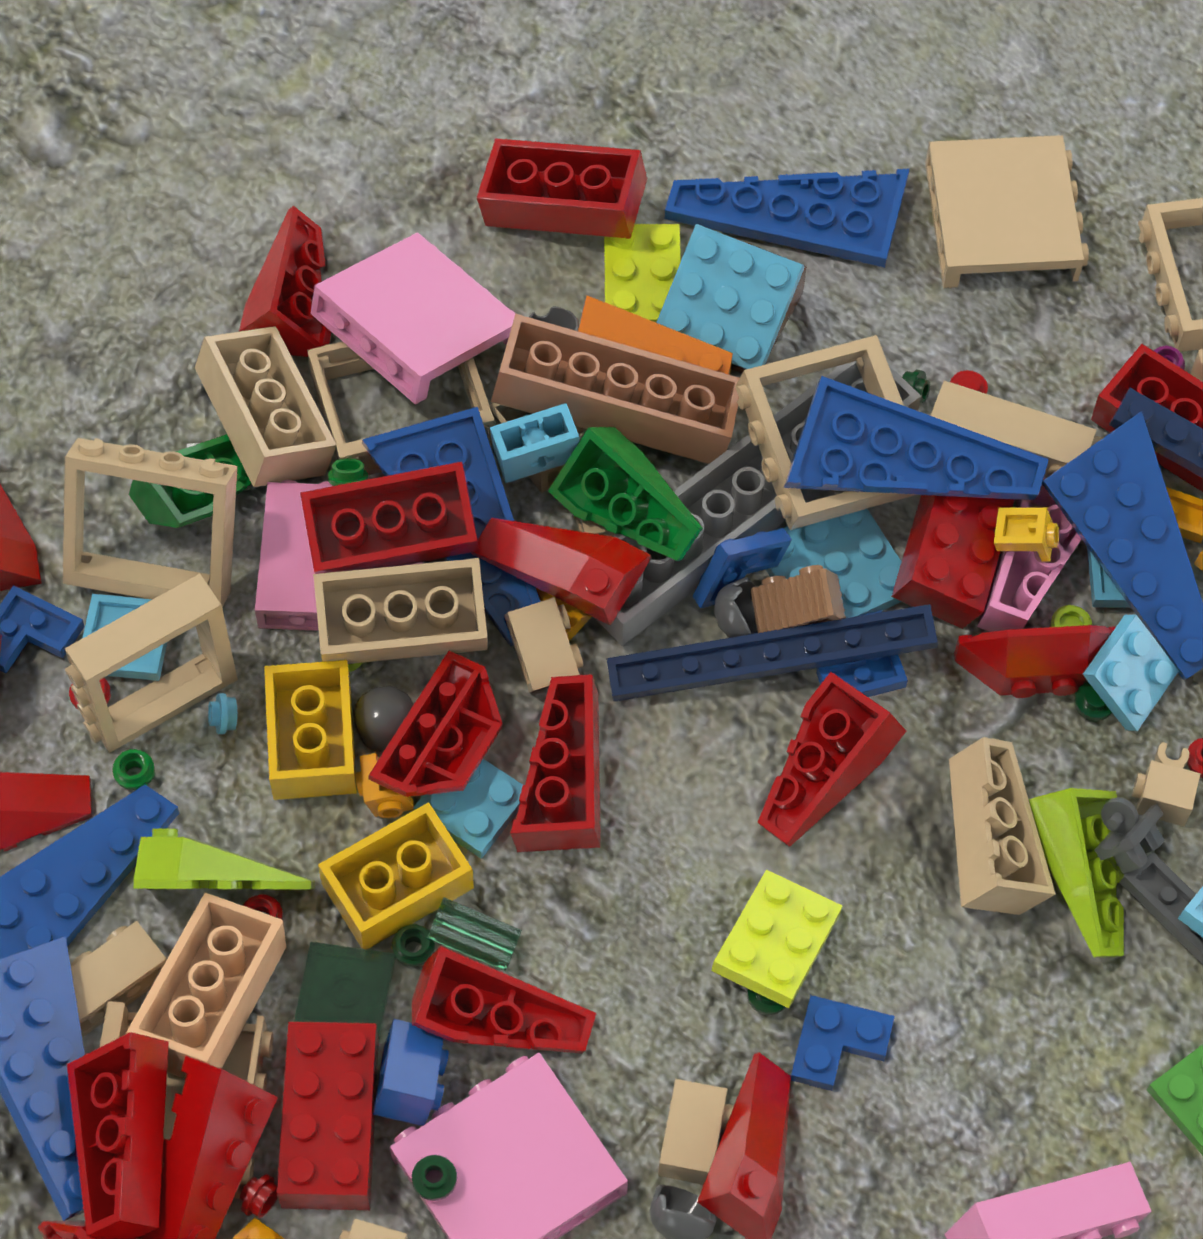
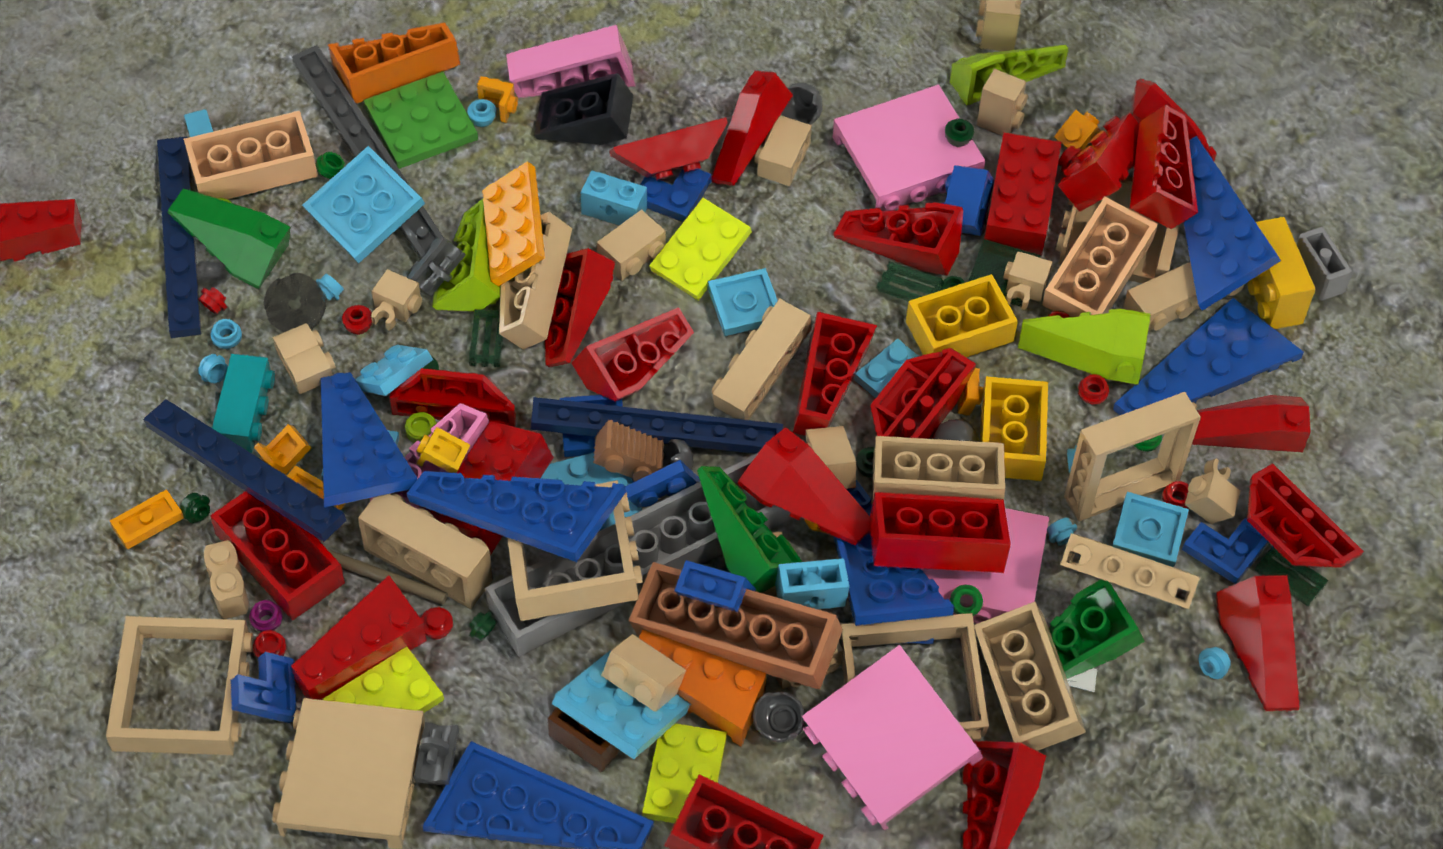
camera: 170 degrees left, 5 degrees down
(42, 685) = (1212, 494): none -> tan brick
(44, 483) = (1214, 662): none -> medium azure plate
(204, 815) = (1096, 383): none -> red plate
(239, 618) = (1060, 531): none -> medium azure plate
(311, 956) = (1027, 278): none -> tan brick
(502, 676) = (863, 464): none -> dark green plate
(649, 407) = (712, 586): none -> blue panel
(656, 769) = (762, 360): none -> tan brick
(698, 871) = (742, 300): none -> medium azure plate
(710, 316) = (643, 672): none -> tan brick
(861, 1073) = (671, 150): none -> red wedge
(874, 927) = (632, 244): none -> tan brick
(918, 238) = (436, 754): none -> dark grey hips
(920, 993) = (612, 198): none -> medium azure brick
(922, 821) = (580, 294): none -> red wedge
(996, 307) = (393, 684): none -> neon yellow plate
(1001, 1143) = (586, 112): none -> black slope
(1021, 731) = (485, 358): none -> clear green tile
(1040, 344) = (359, 641): none -> red wedge
(1044, 889) = (513, 224): none -> light orange plate
(1118, 272) = (270, 695): none -> blue plate
(1147, 330) = (270, 642): none -> red plate
(1147, 1157) = (499, 93): none -> light orange bracket
(1150, 1137) = (482, 112): none -> medium azure plate

